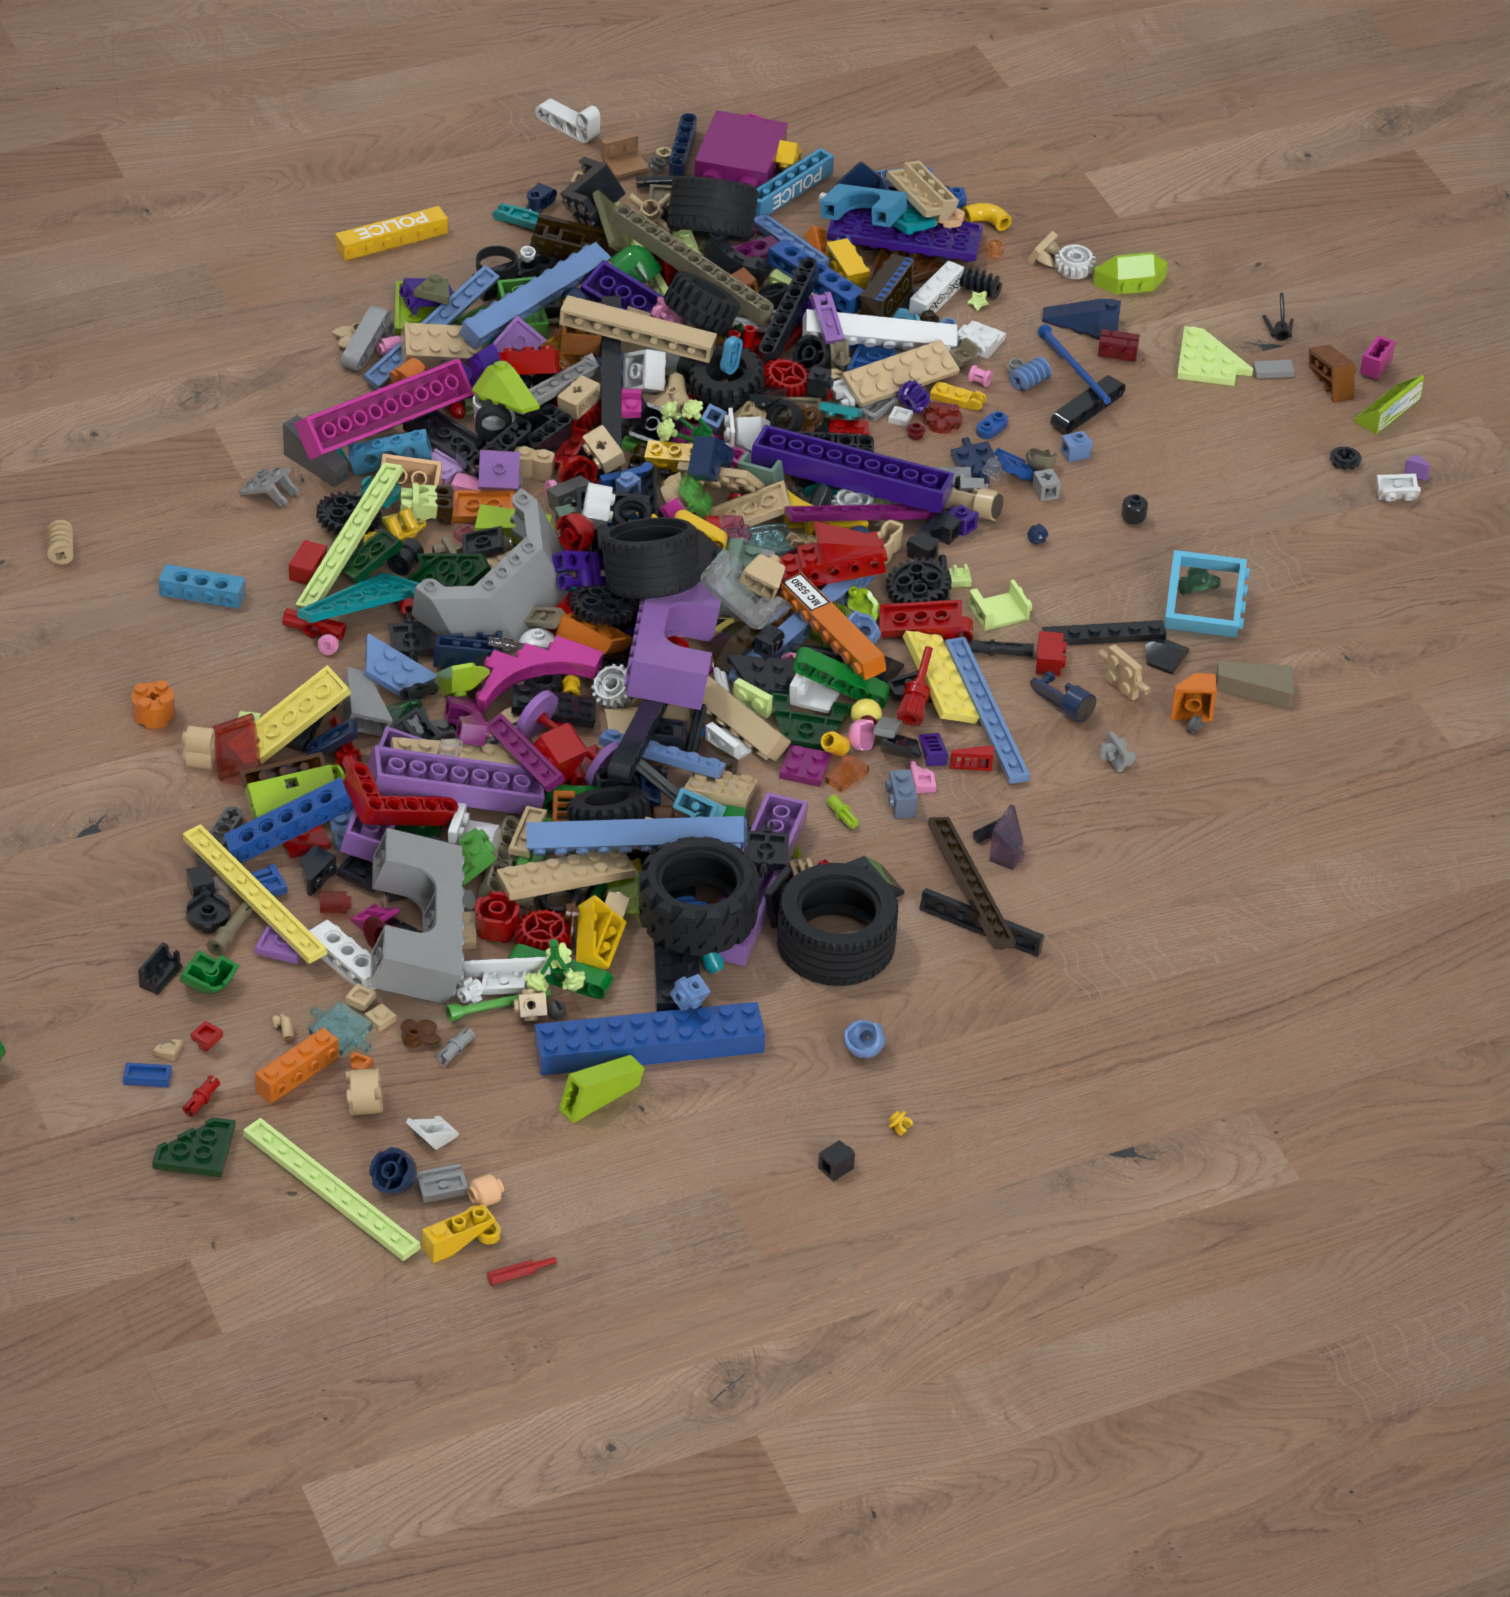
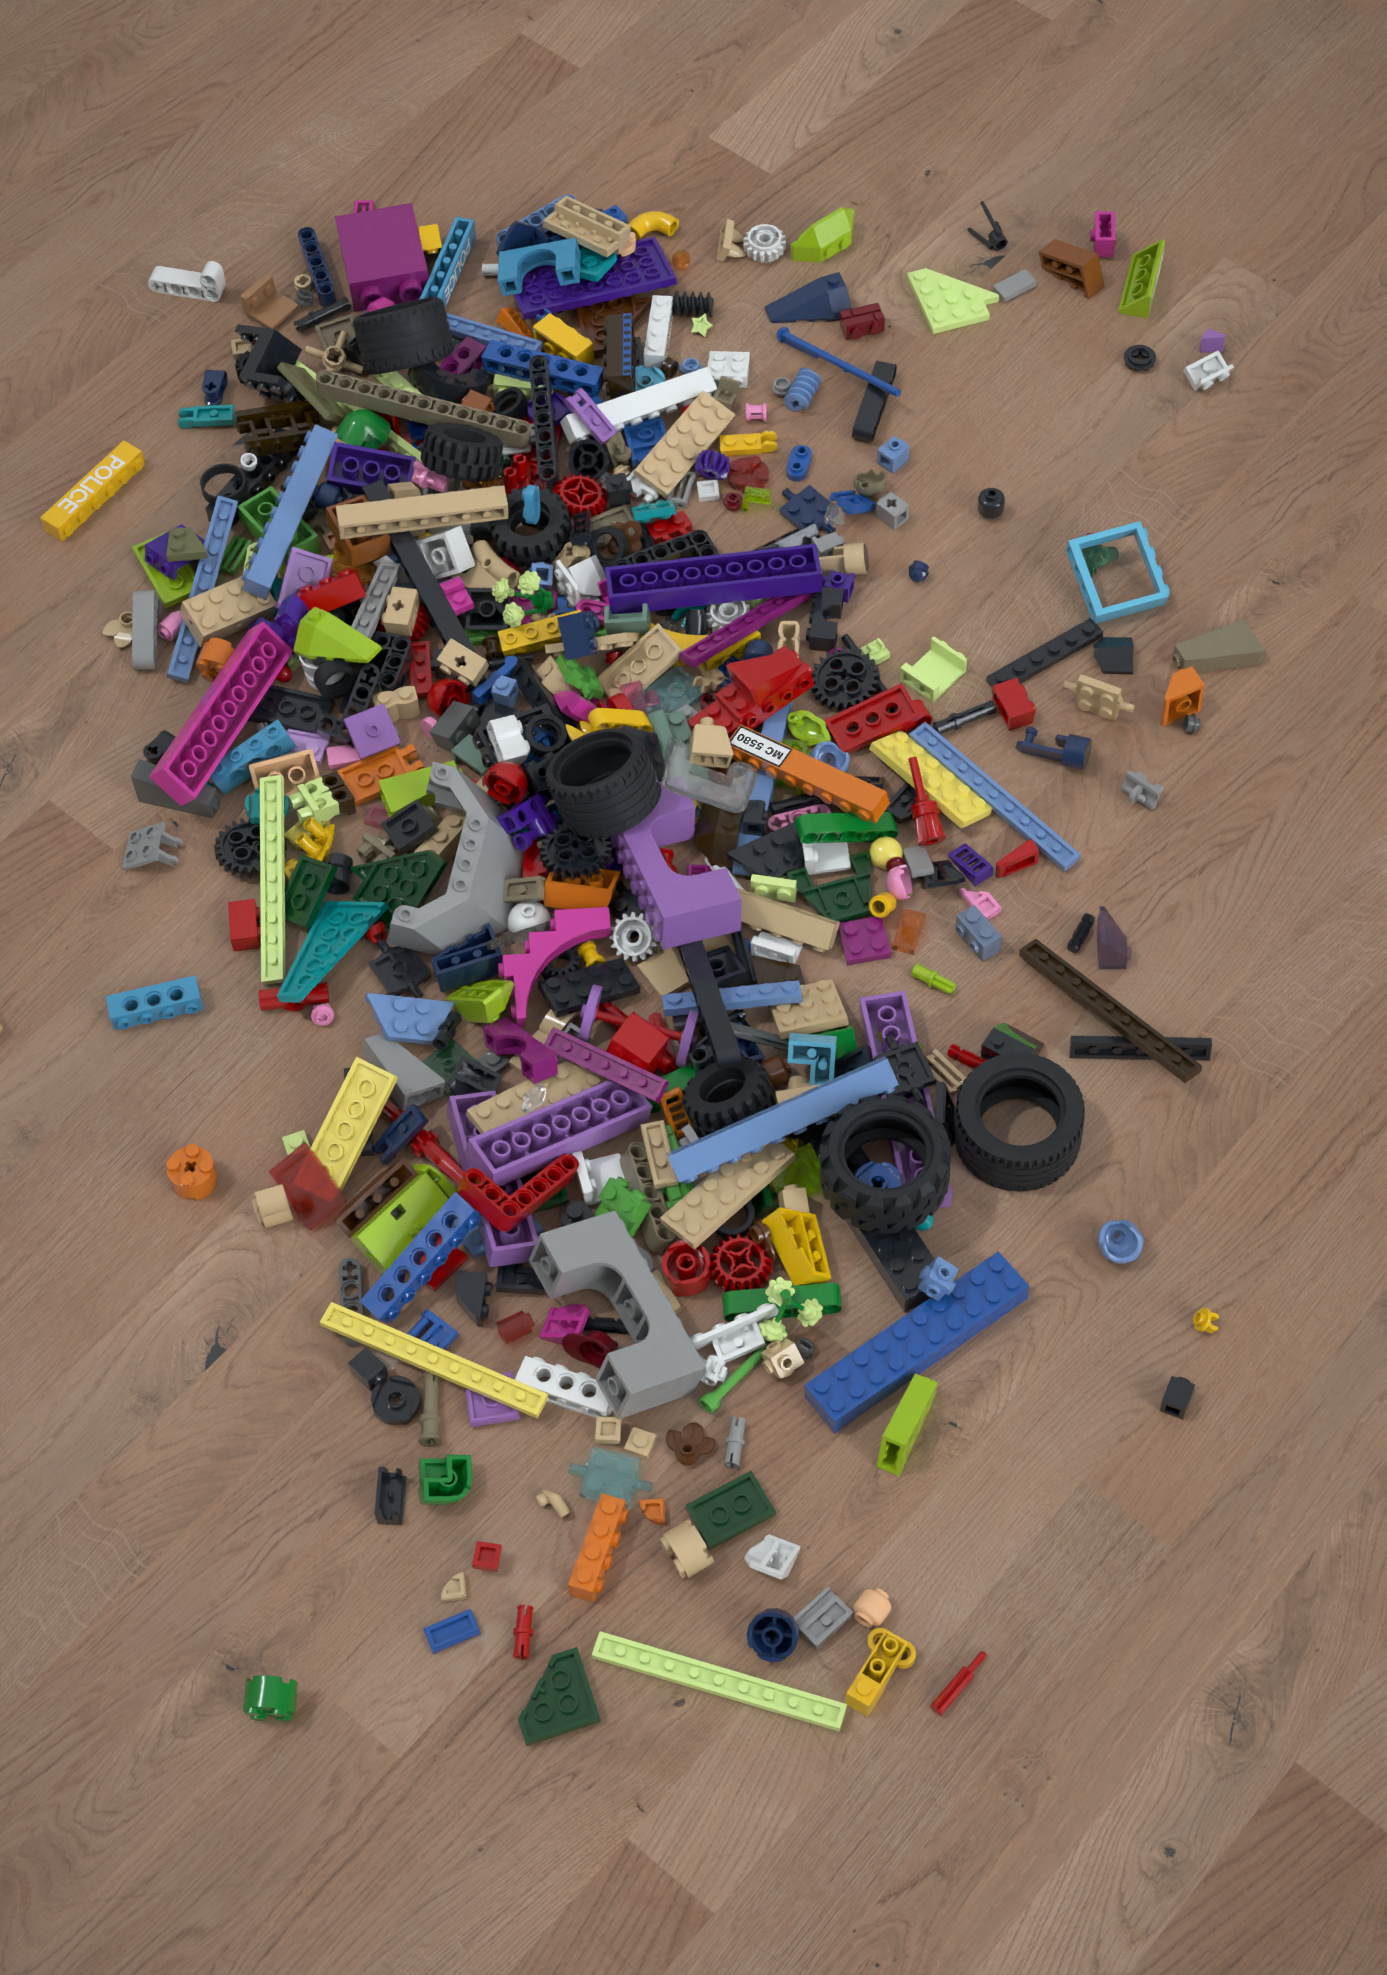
camera: 20 degrees left, 15 degrees up
(419, 1086) = (730, 1510): none -> dark green plate
(935, 431) = (755, 495): none -> clear neon green tile

